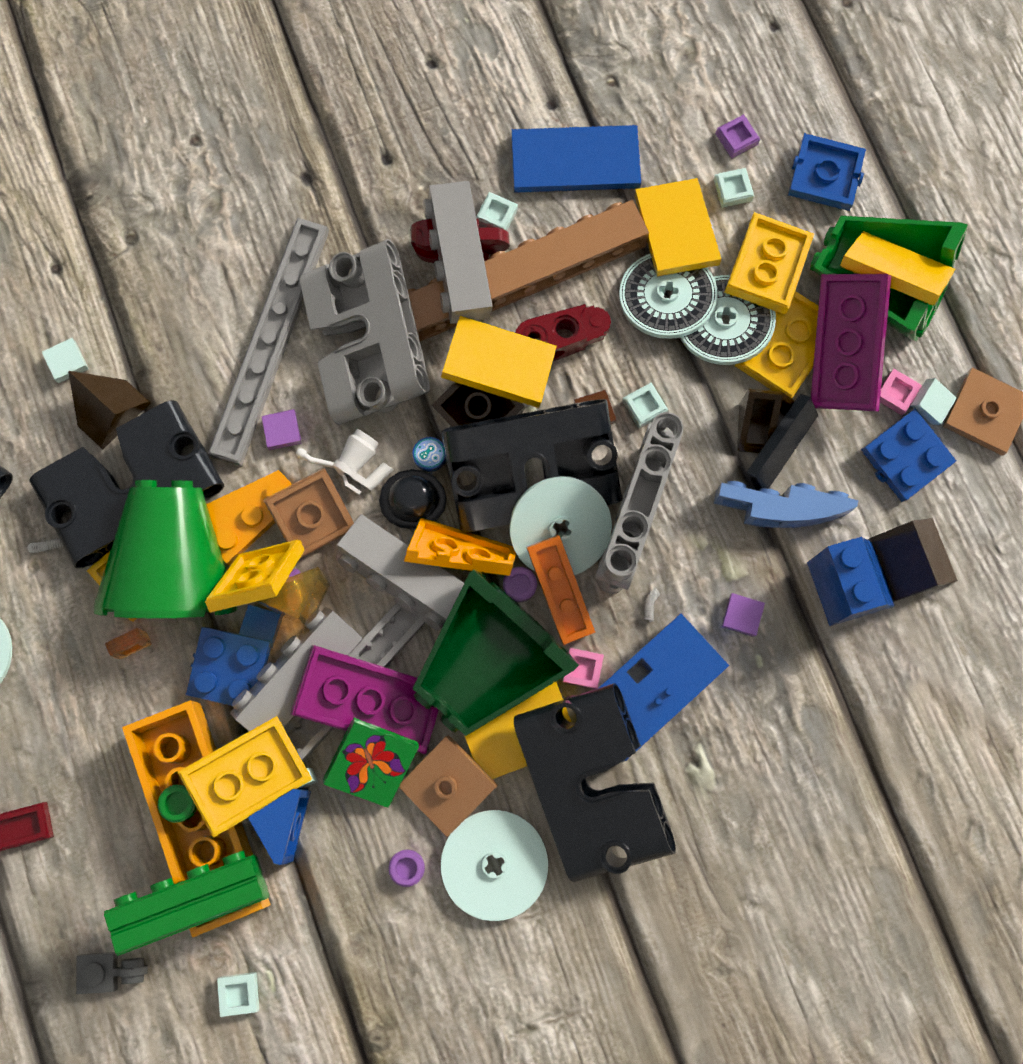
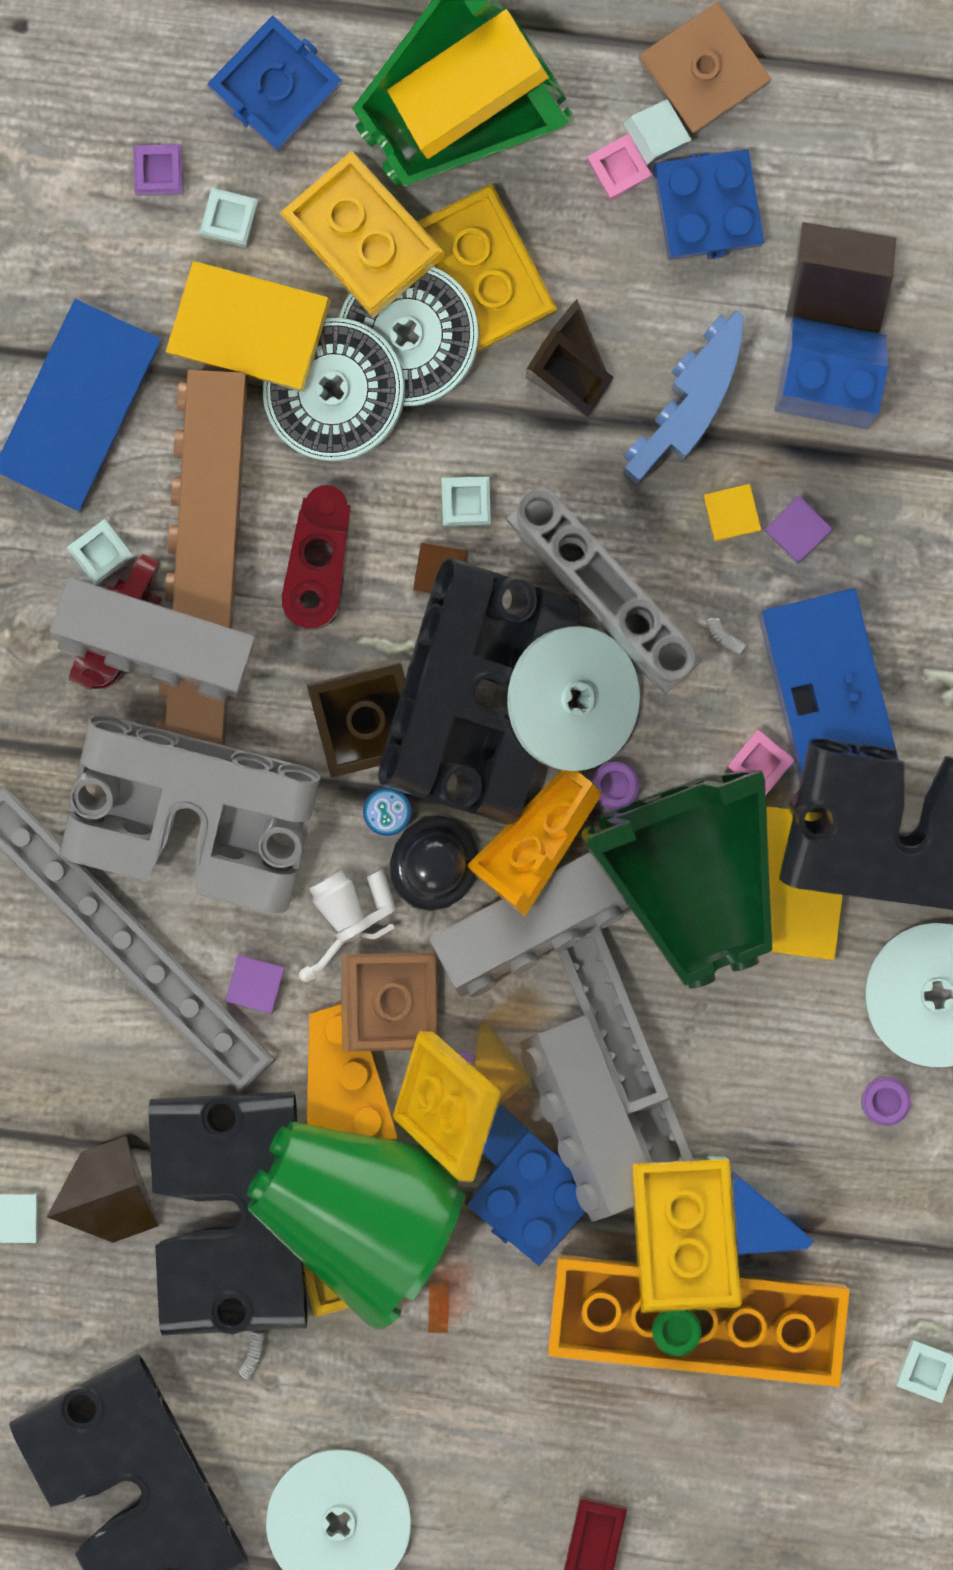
camera: 55 degrees left, 10 degrees up
(100, 972) = (817, 1522): dark grey plate -> none
(187, 904) = (800, 1371): green brick -> none
(345, 687) = (663, 1051): magenta tile -> none
(370, 762) = (742, 1080): green tile -> none
(447, 785) = (816, 1002): medium nougat plate -> none
(499, 361) = (327, 664): yellow tile -> none
(560, 589) = (651, 740): orange plate -> none
(729, 568) = (731, 513): none -> yellow tile
(782, 442) = (610, 357): black tile -> none
(850, 341) = (531, 201): magenta tile -> none

